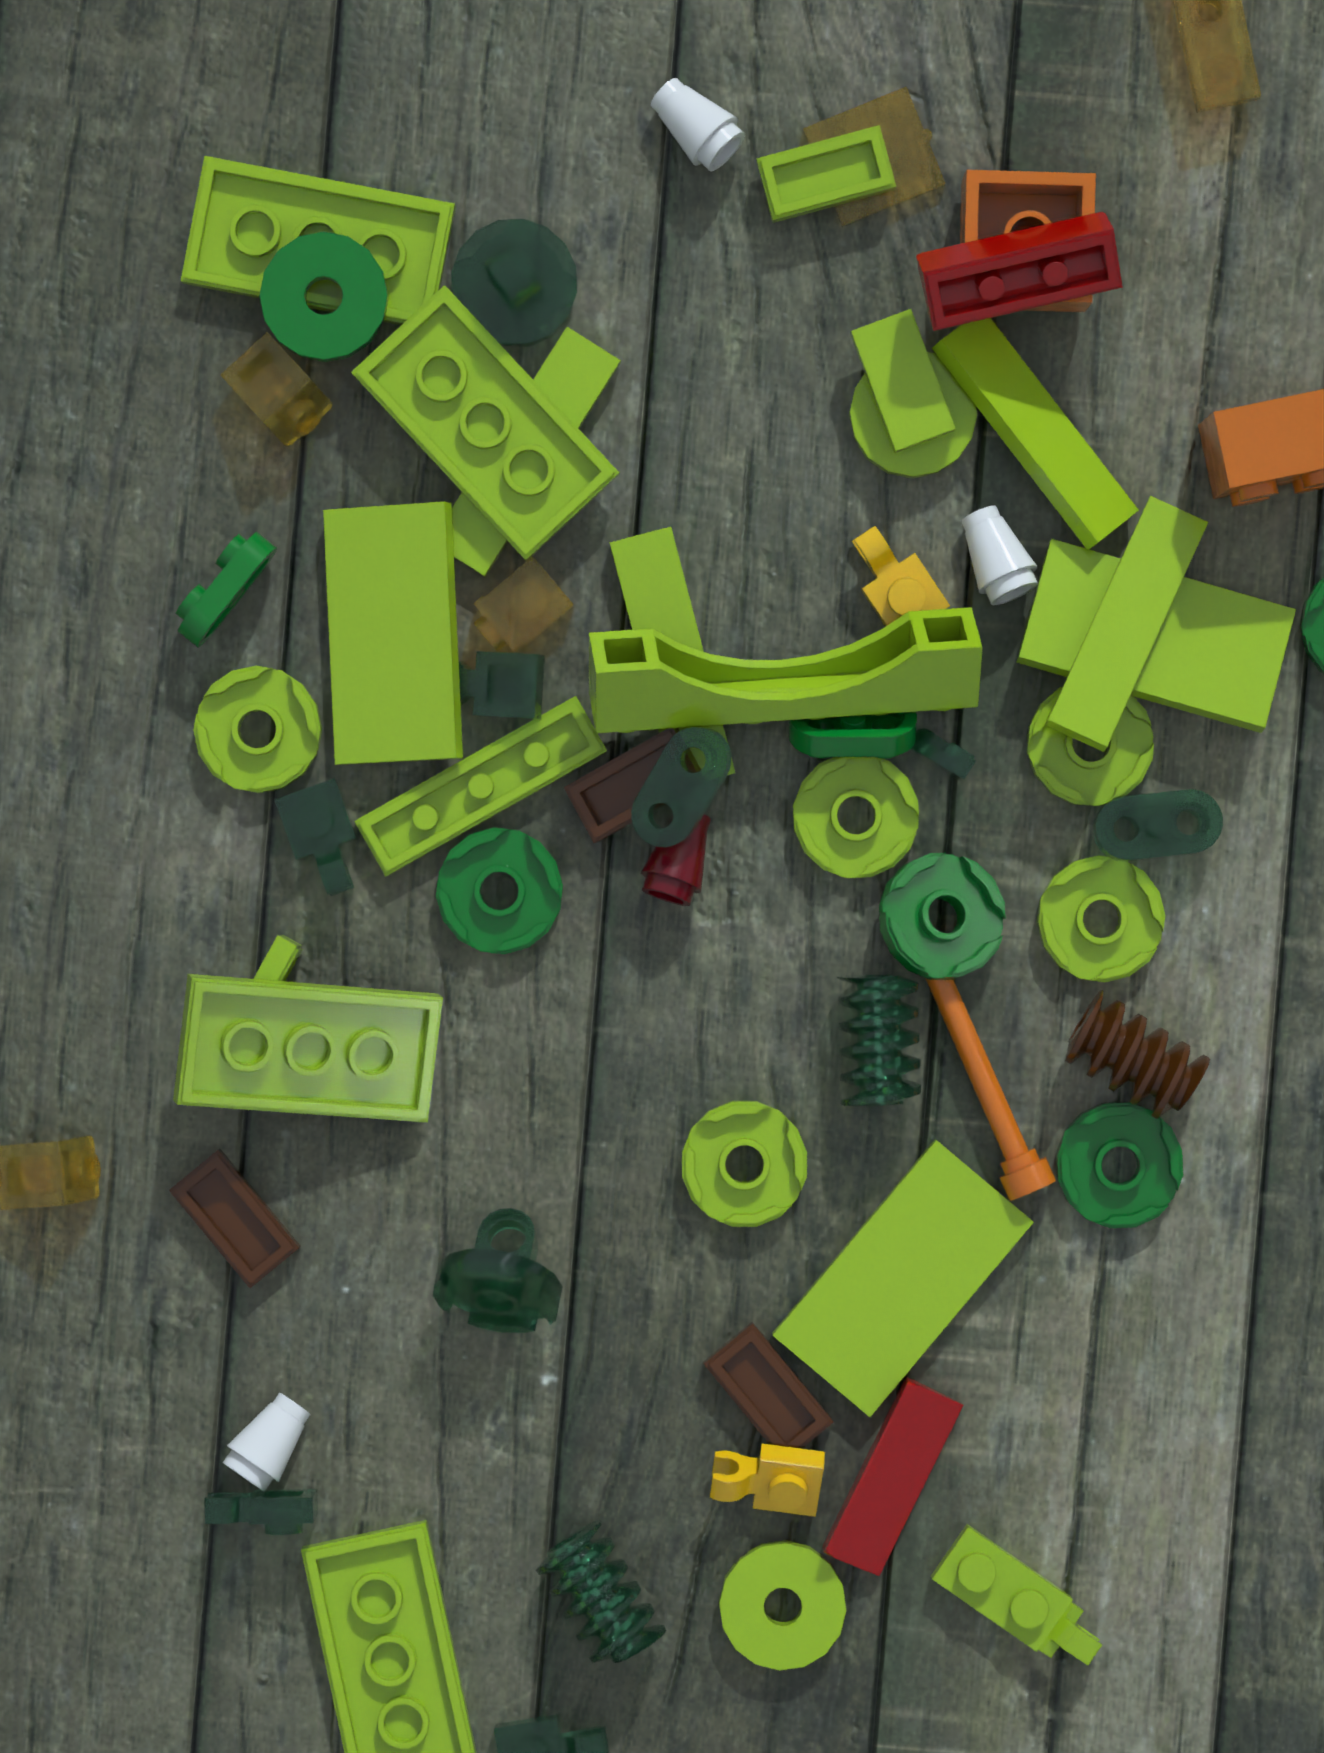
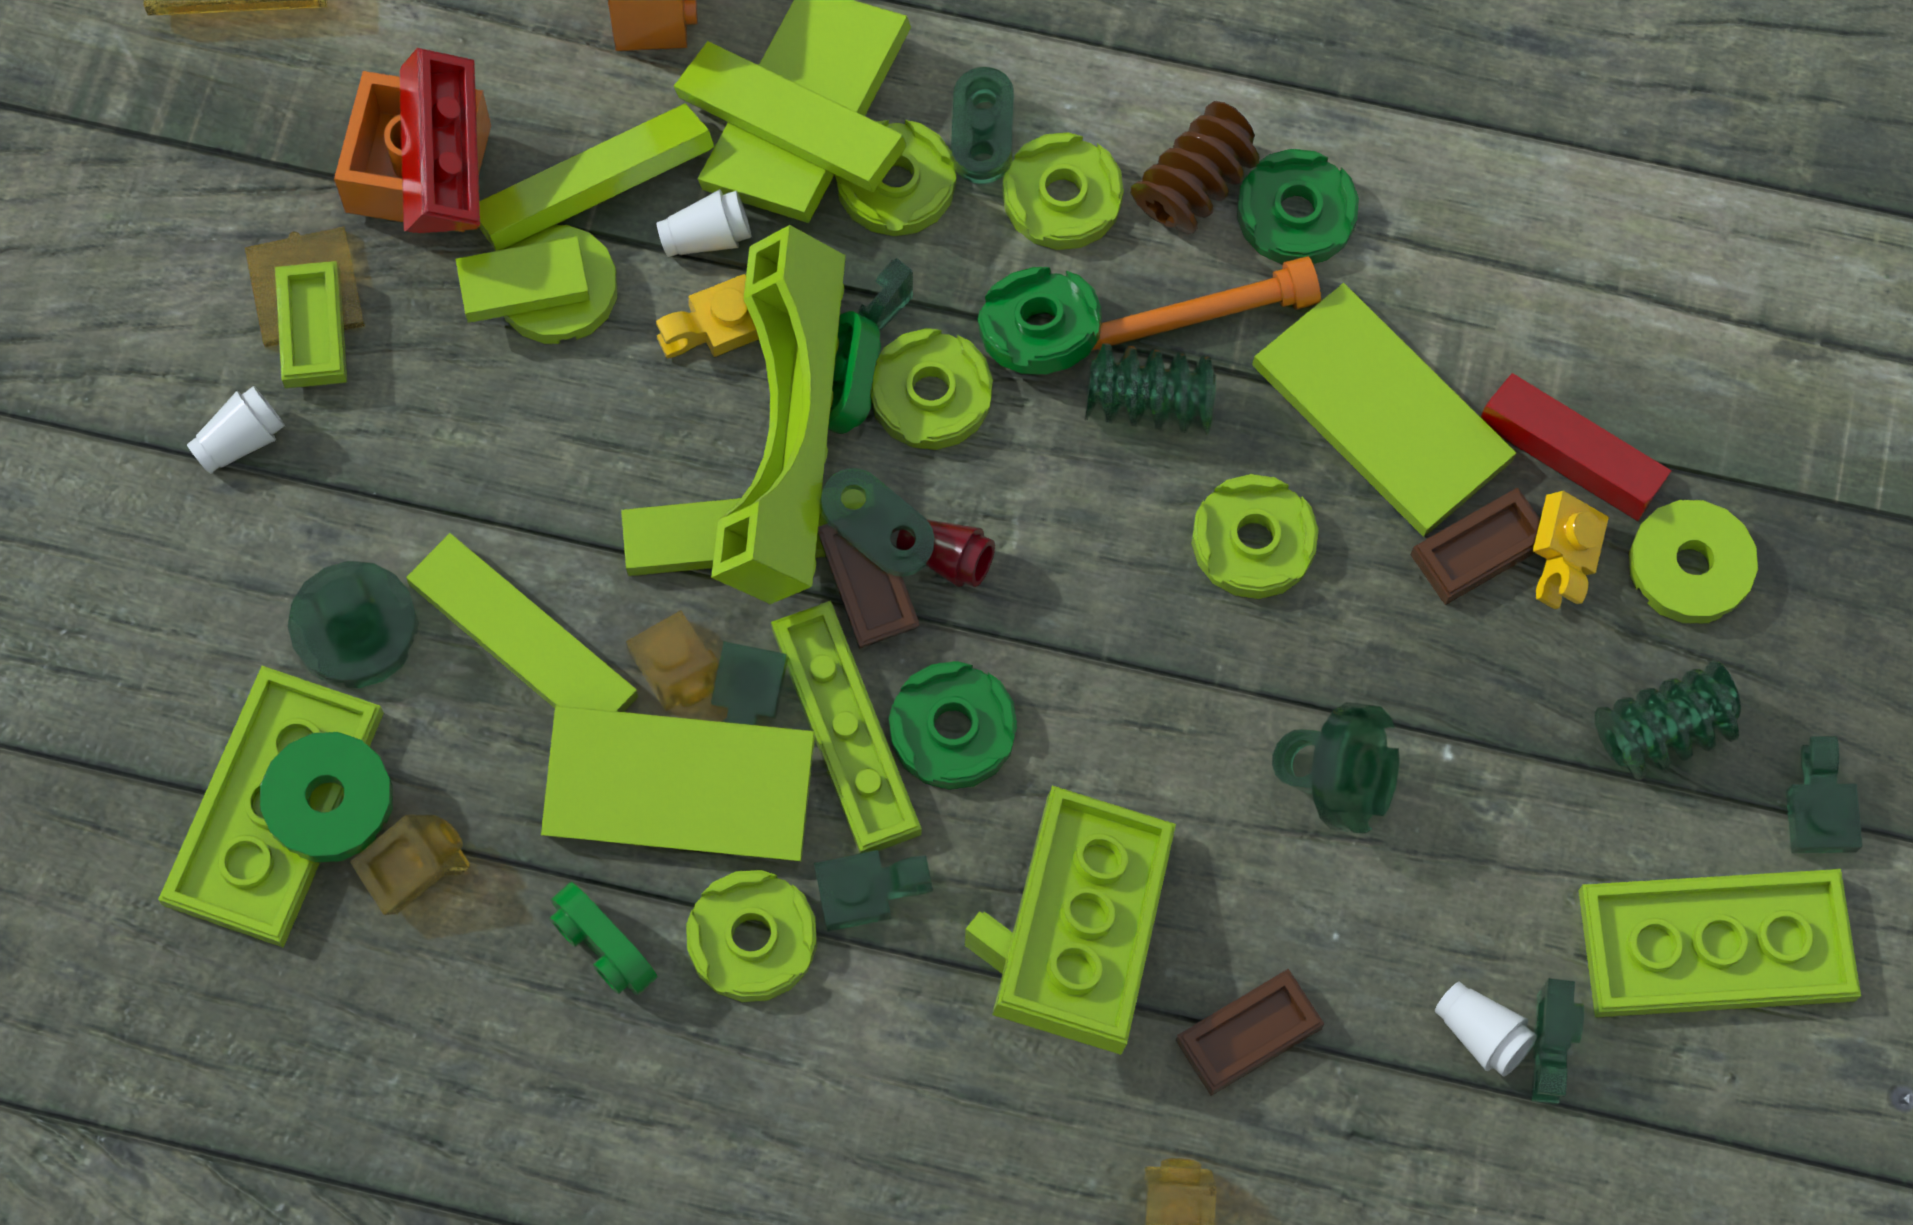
camera: 85 degrees left, 20 degrees down
(485, 423) = (485, 663): lime tile -> none
(1014, 1596) = (1701, 353): lime hinge -> none

